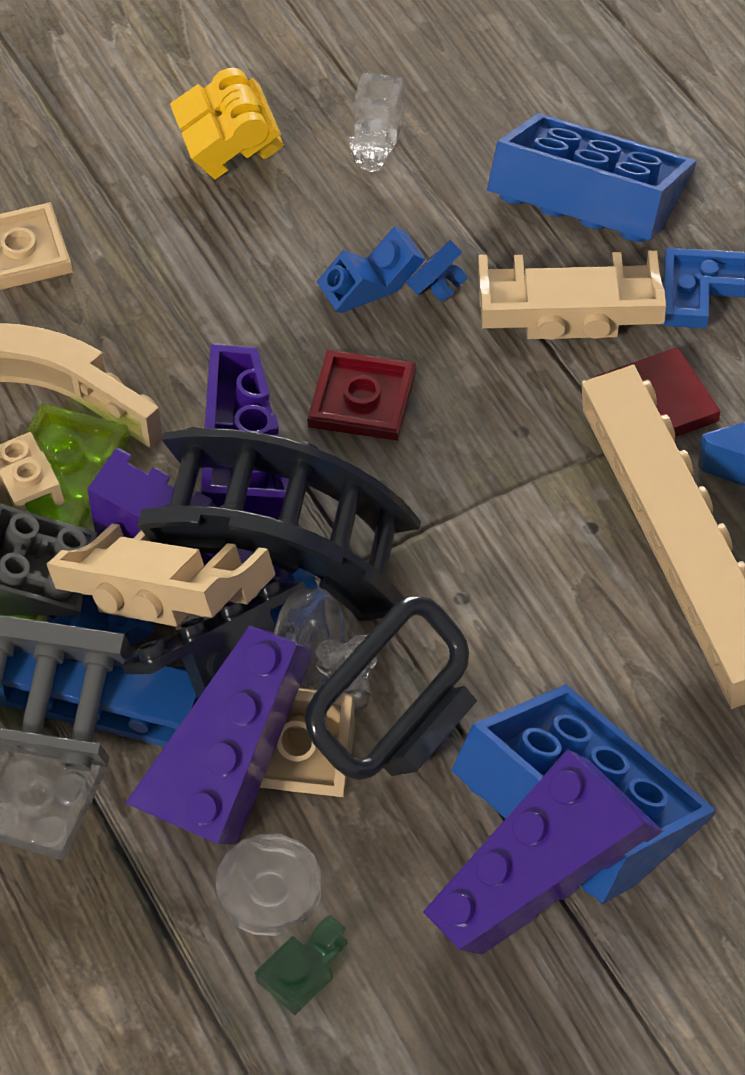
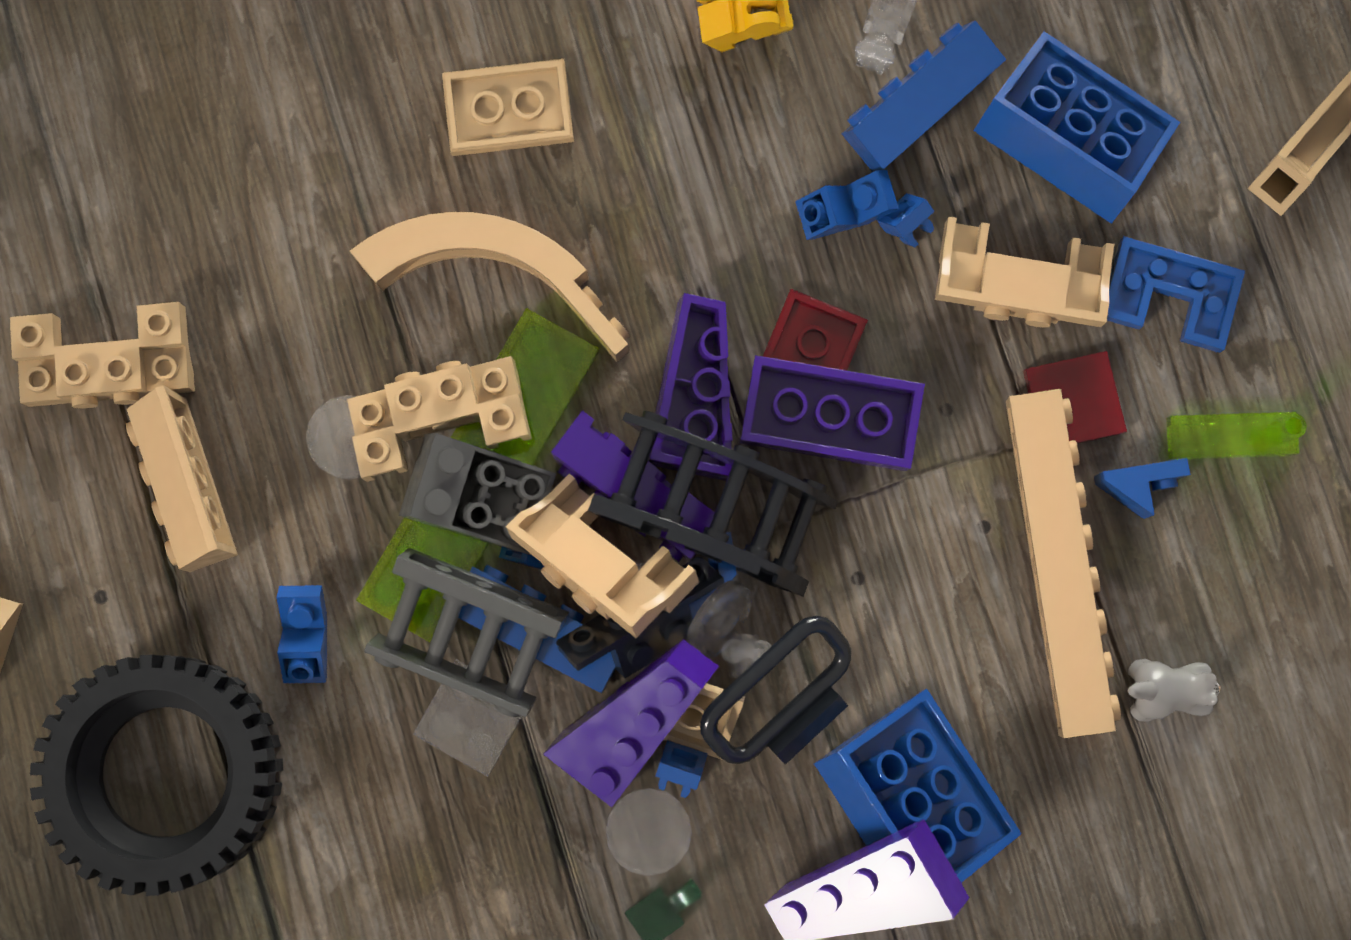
camera: 10 degrees right, 30 degrees up
(294, 803) = (681, 766): none -> blue tile
(402, 430) = (832, 413): none -> dark purple brick
(427, 168) = (923, 96): none -> blue brick

